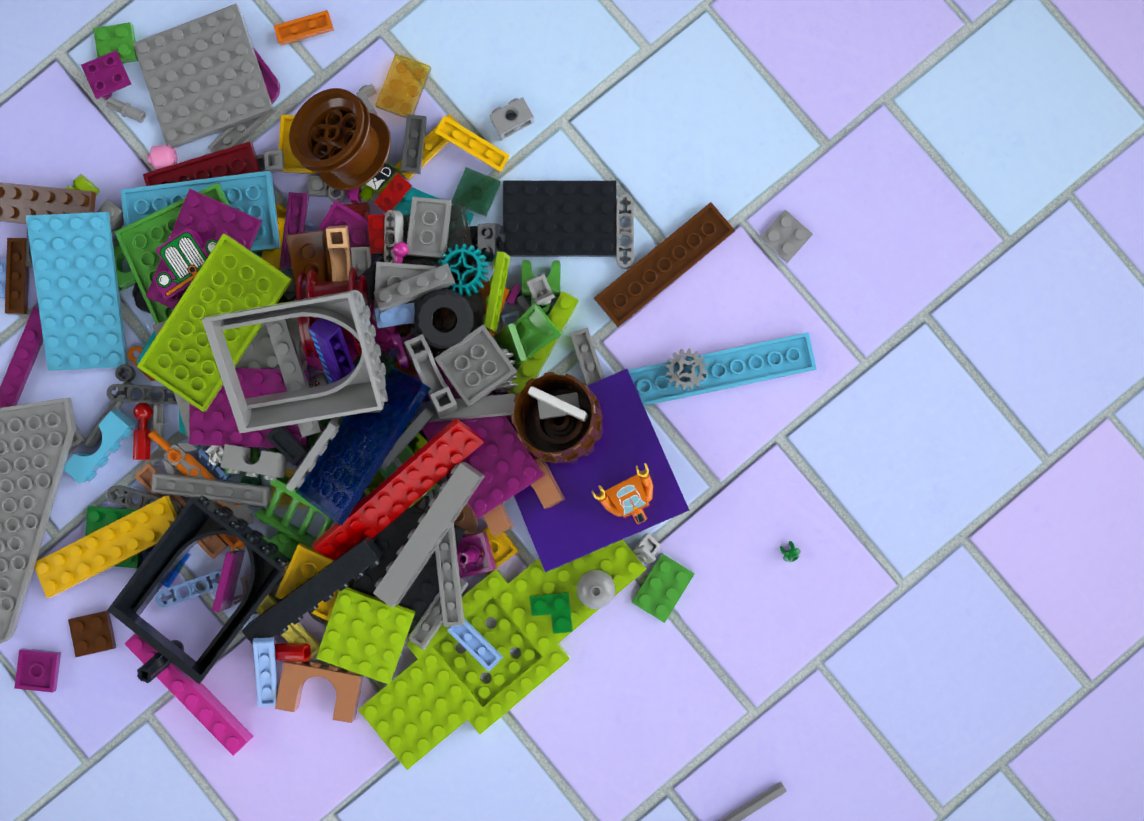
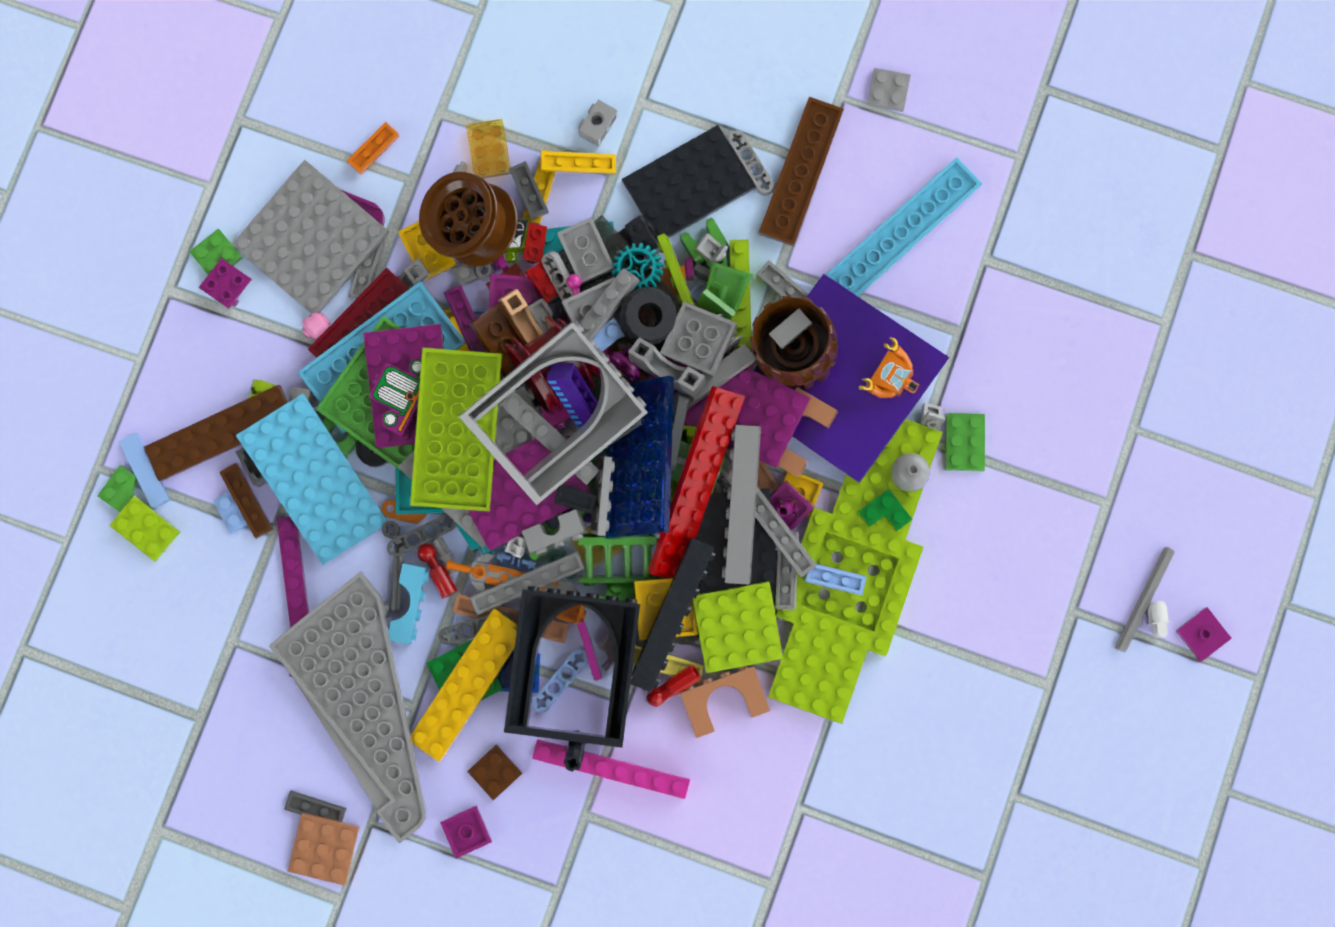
camera: 30 degrees left, 5 degrees down
(126, 109) = (258, 304): light grey axle -> none
(265, 671) = (670, 710): light blue tile -> none
(476, 191) = (604, 200): clear green plate -> none
(557, 403) = (790, 325): white tile -> none
(680, 362) = (881, 248): light grey gear -> none
(792, 554) = (1056, 350): green plate -> none

